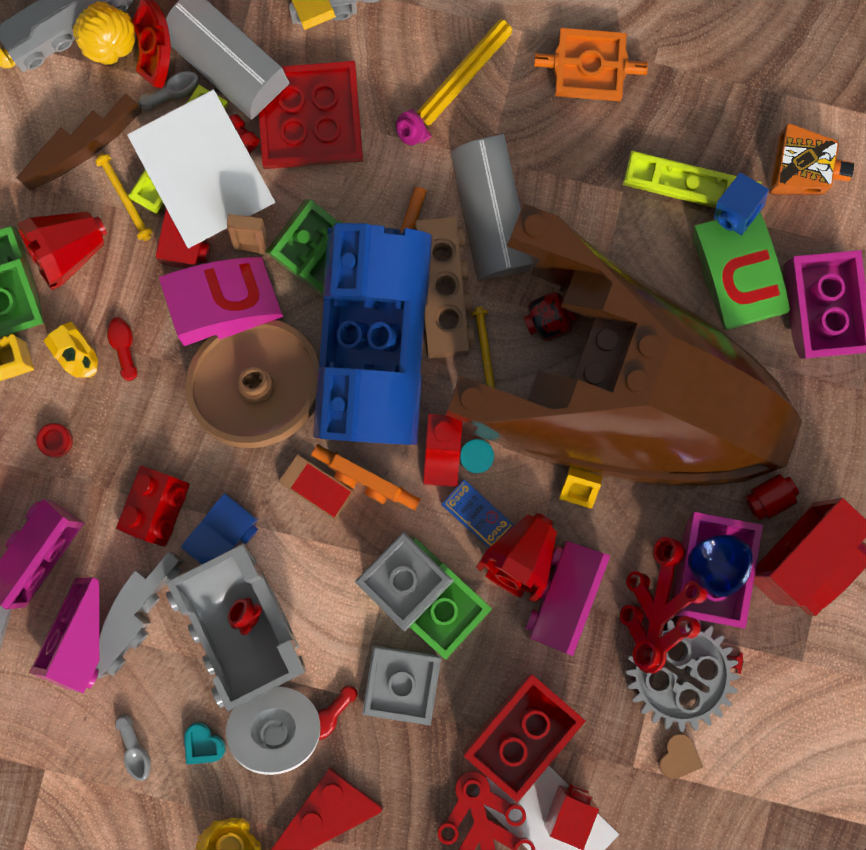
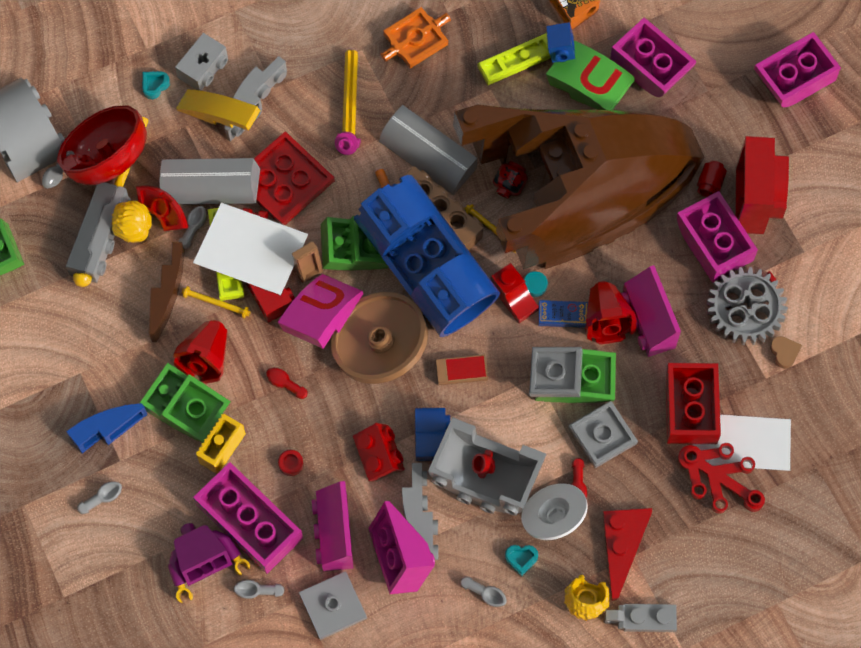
camera: 35 degrees left, 15 degrees down
(72, 350) = (260, 405): yellow rock -> none
(350, 474) = (486, 337): orange plate -> none
(571, 816) = (755, 421): red brick -> none
(581, 487) = (606, 253): yellow plate -> none
(660, 609) = (705, 277): red plant -> none
(721, 564) = (715, 223): clear blue helmet -> none

